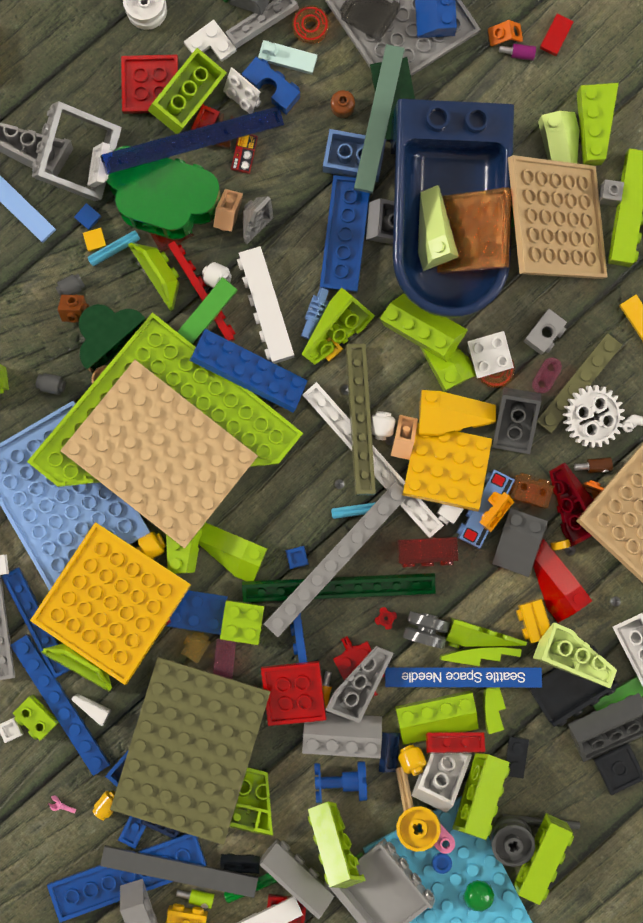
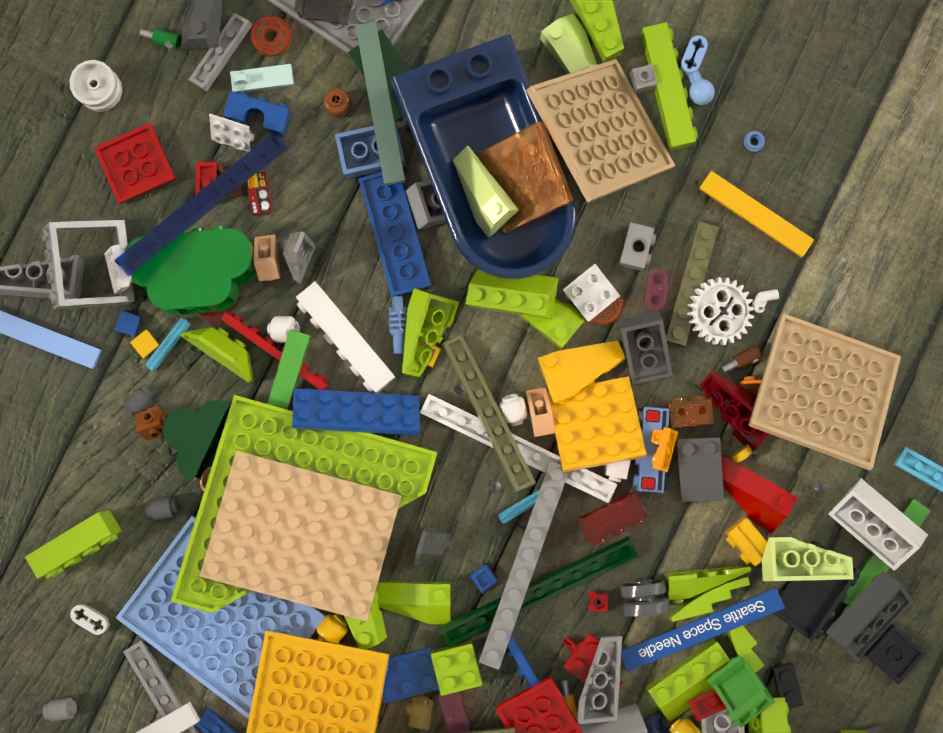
camera: 15 degrees left, 0 degrees up
(187, 91) = (175, 156): lime brick -> none
(211, 37) = (177, 90): white plate -> none
(264, 510) = (431, 546): none -> dark grey wedge
(475, 741) = (741, 690): none -> bright green panel

